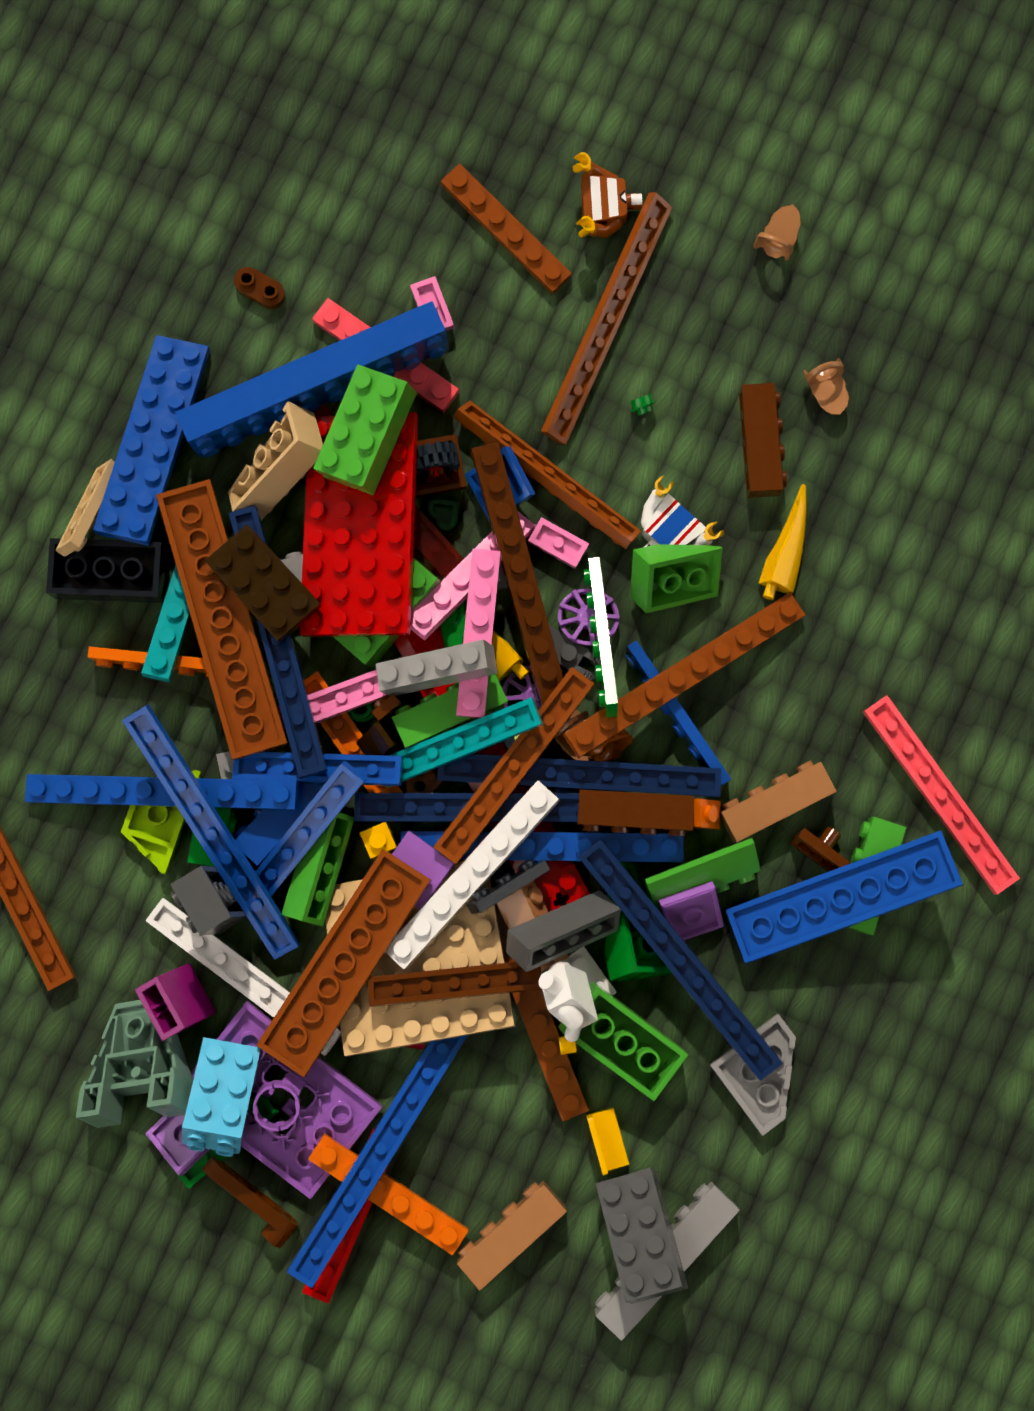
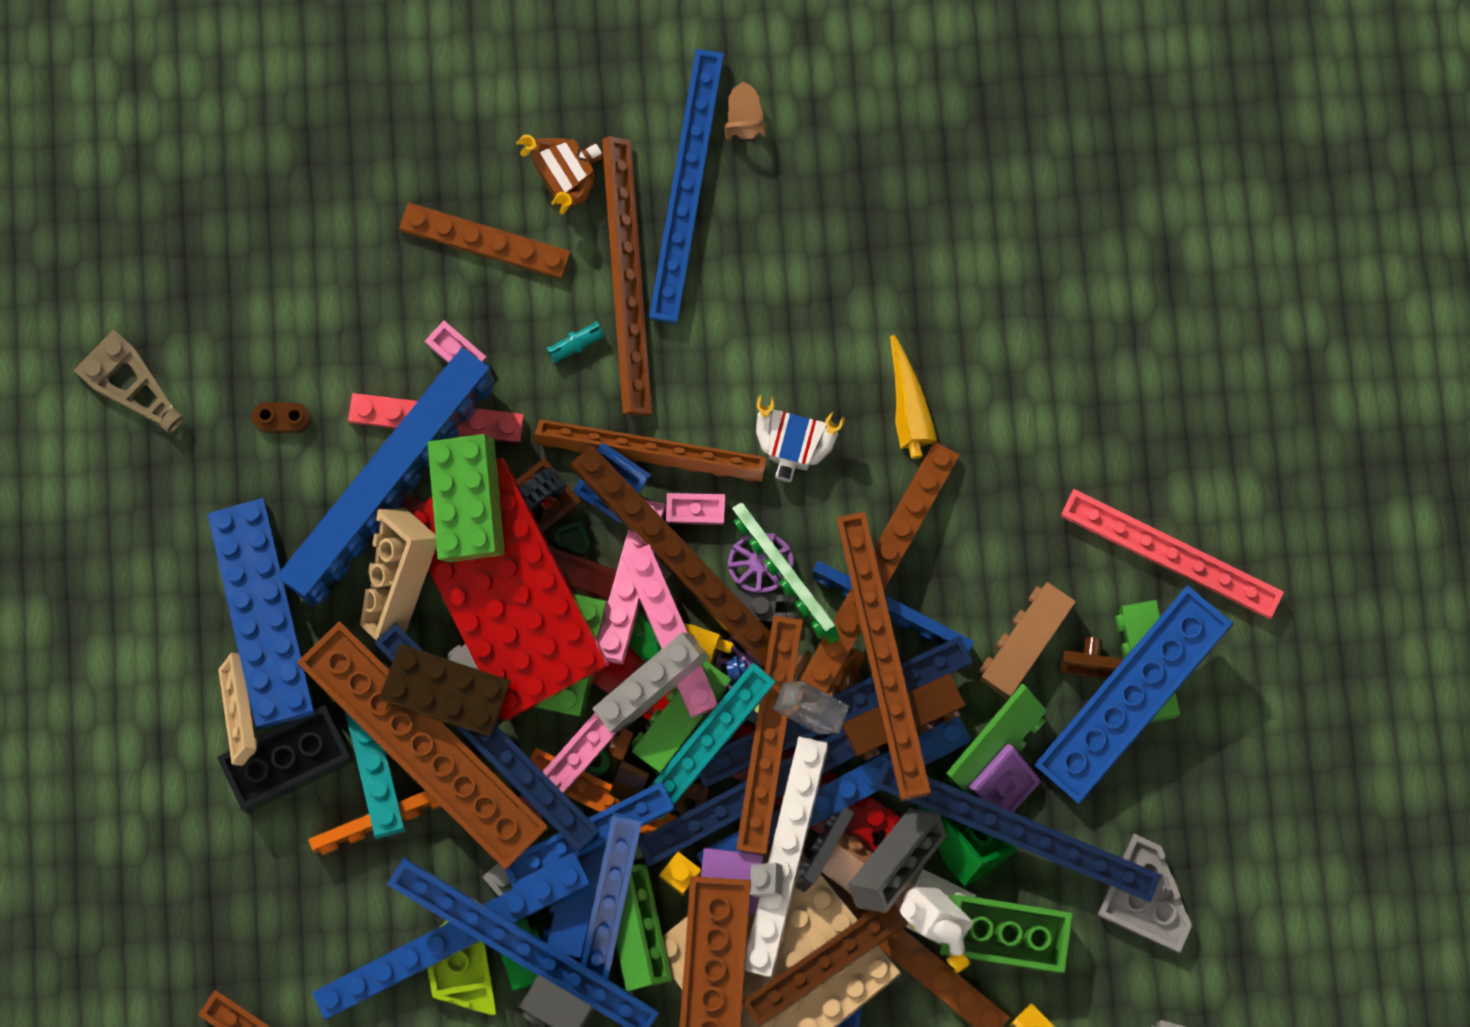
camera: 30 degrees left, 5 degrees down
(144, 167) = (106, 360): none -> dark tan plate
(443, 886) = (766, 880): none -> light grey plate
(518, 694) = (736, 668): none -> blue plate
(534, 352) = (575, 342): none -> teal pin
(560, 762) = (811, 707): none -> clear brick
(642, 404) = (703, 338): green plate -> none
(644, 752) = (883, 656): none -> dark orange plate
(674, 575) = (820, 482): bright green slope -> none
(698, 269) = (686, 186): none -> blue plate
(706, 814) = (969, 685): orange bracket -> none
(761, 440) = (831, 315): reddish brown brick -> none
(829, 386) = (867, 233): medium nougat piece -> none

